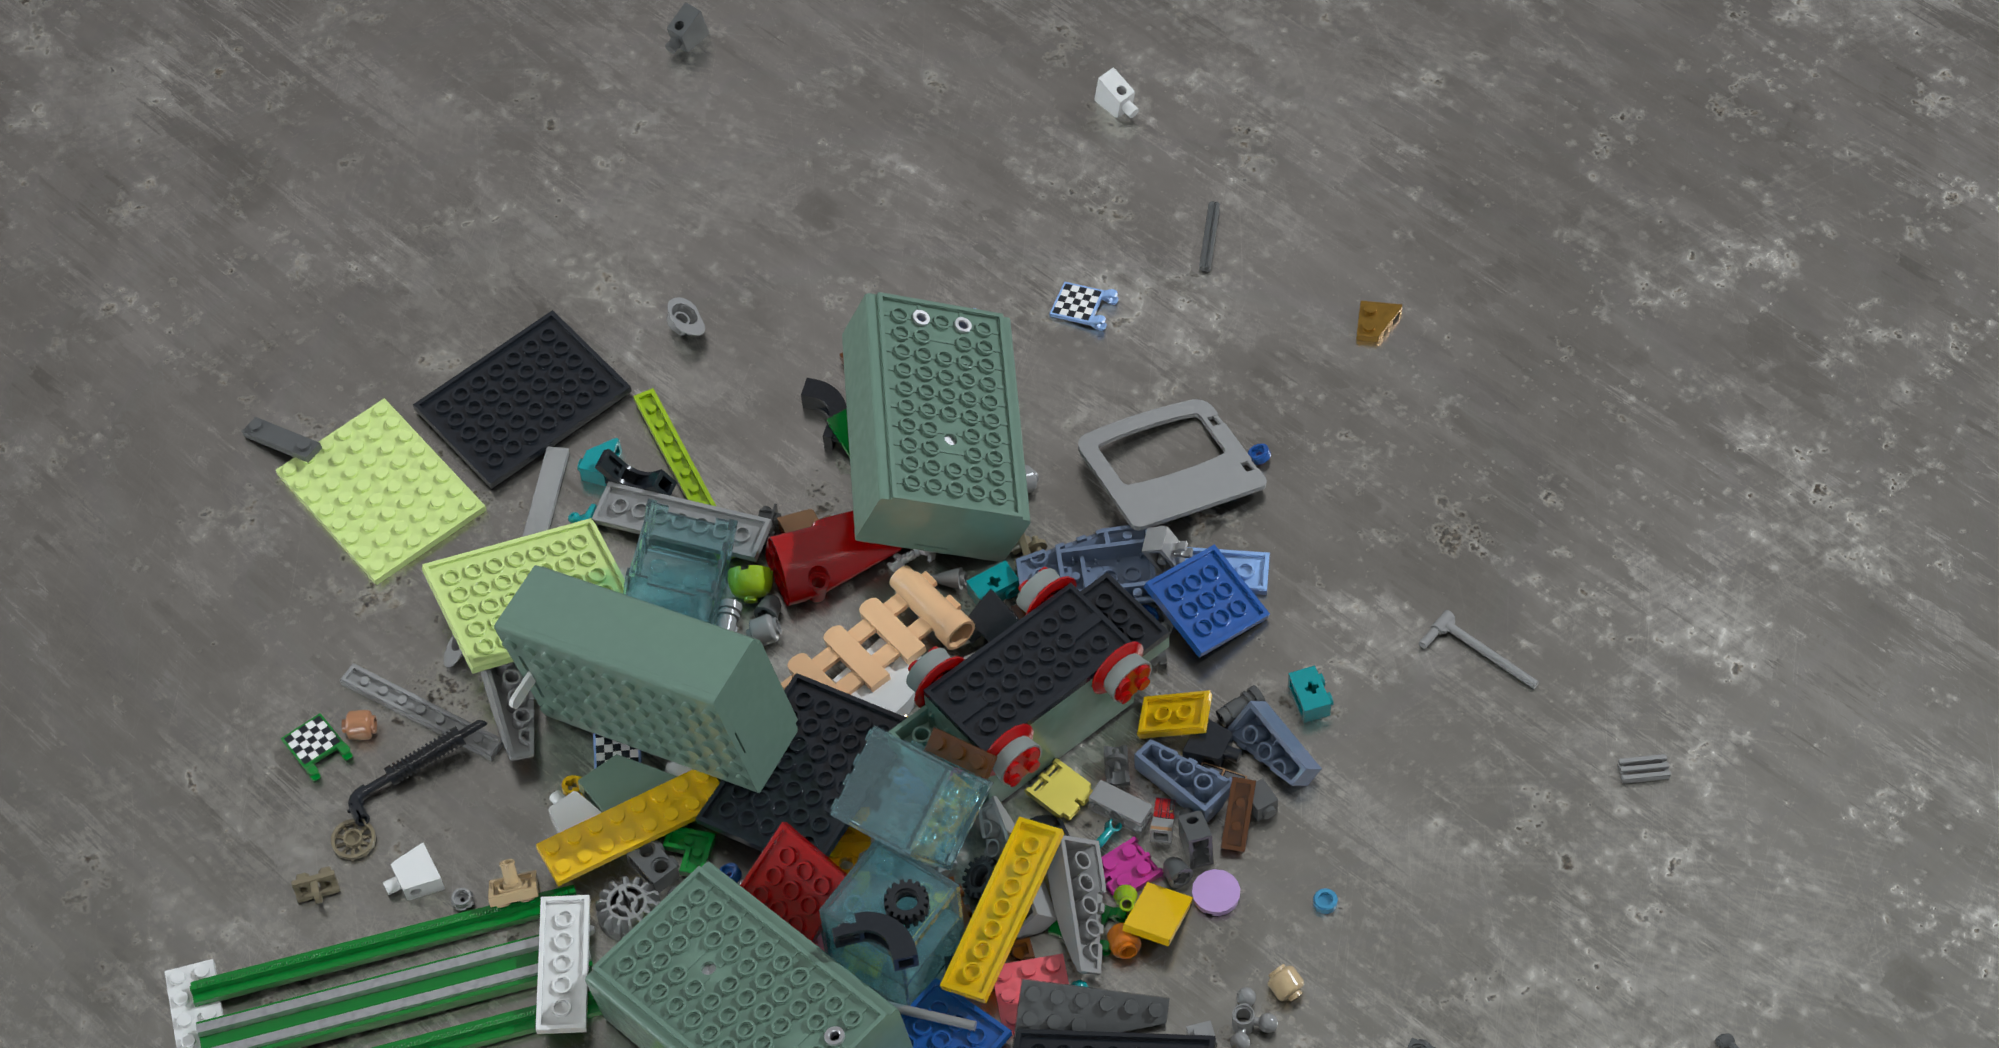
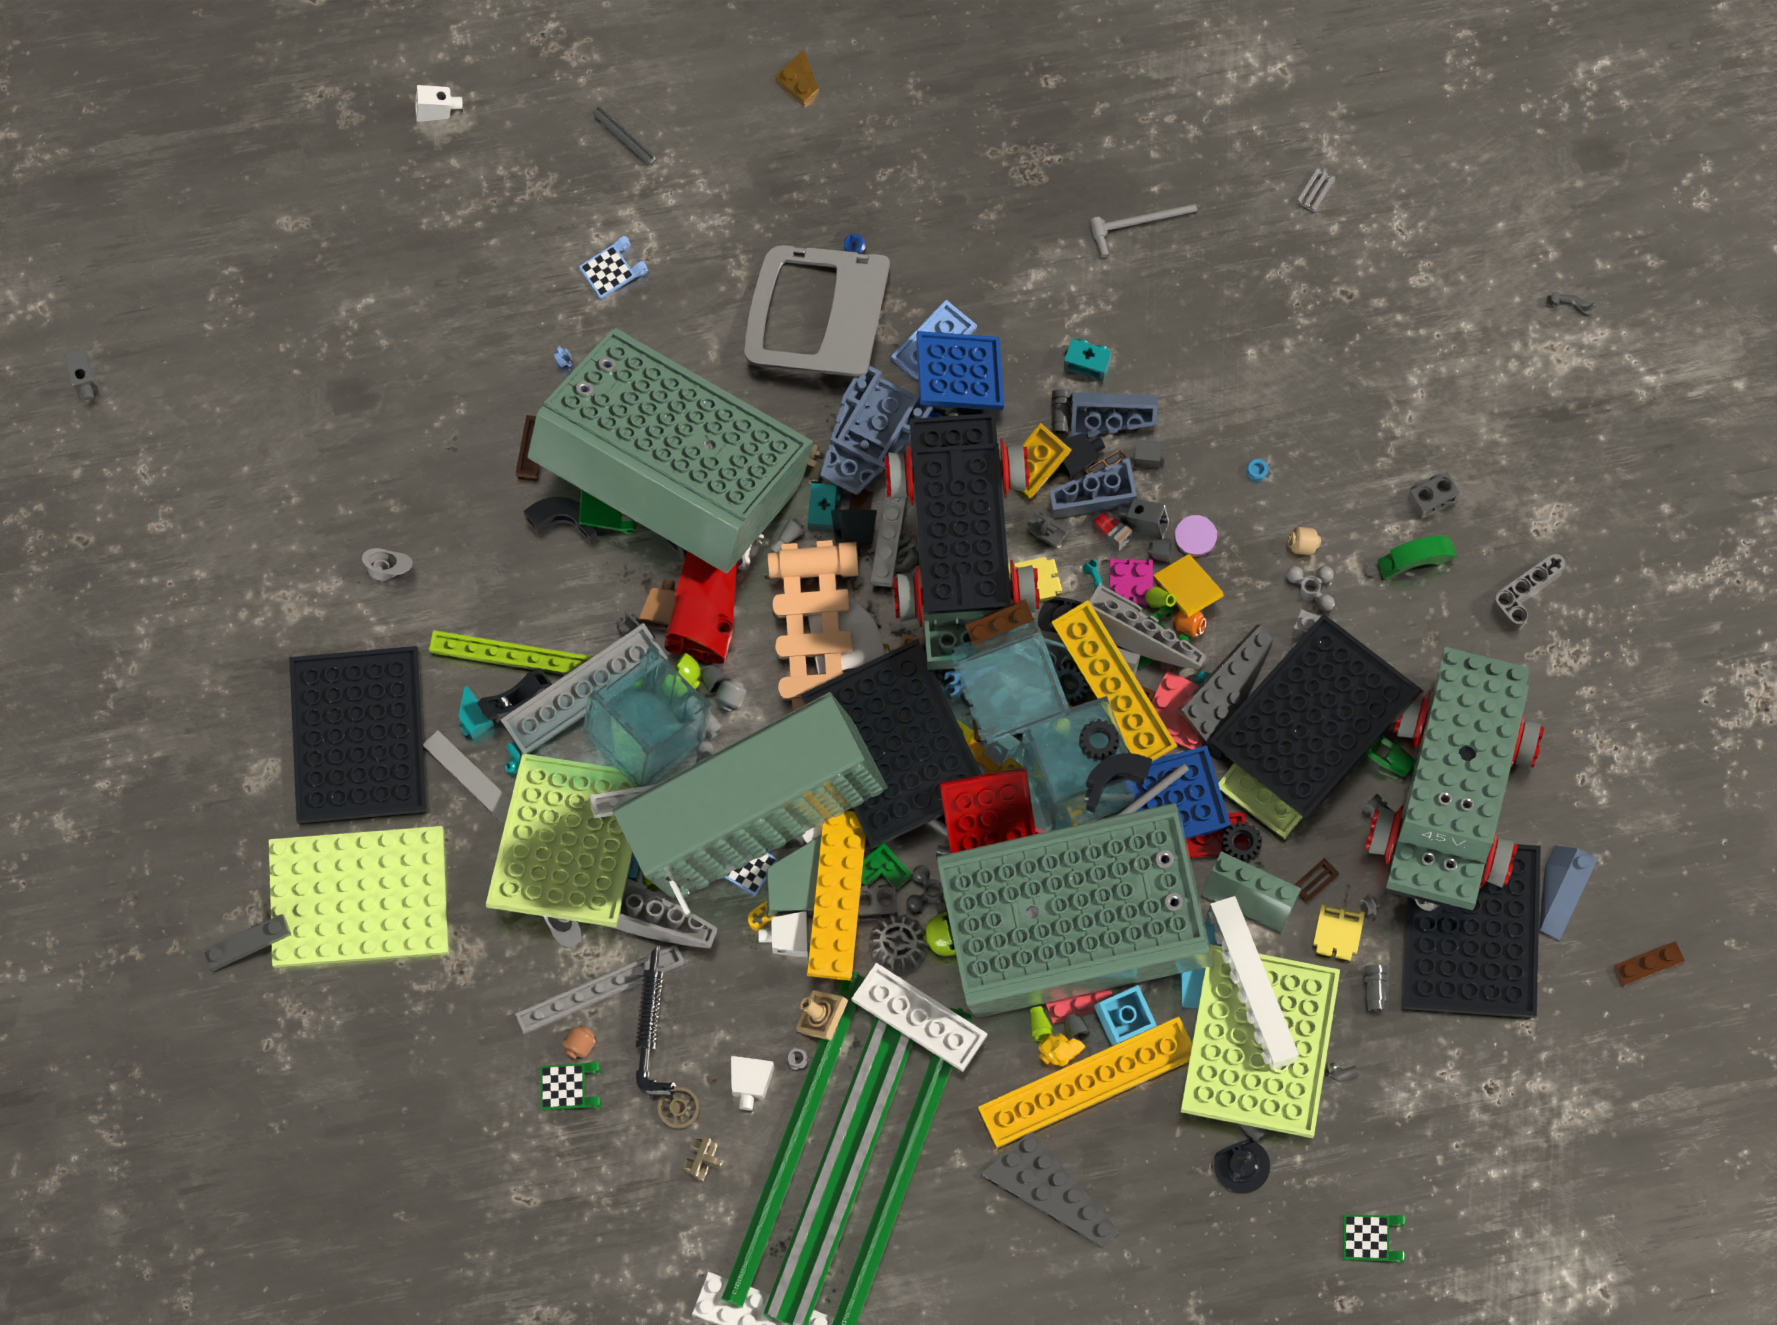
camera: 55 degrees left, 15 degrees up
(732, 871) = (924, 855): blue tile -> none
(1120, 806) = (1080, 550): light grey piece -> none
(1164, 548) = (896, 366): light grey brick -> none
(1238, 814) = (1152, 475): reddish brown plate -> none

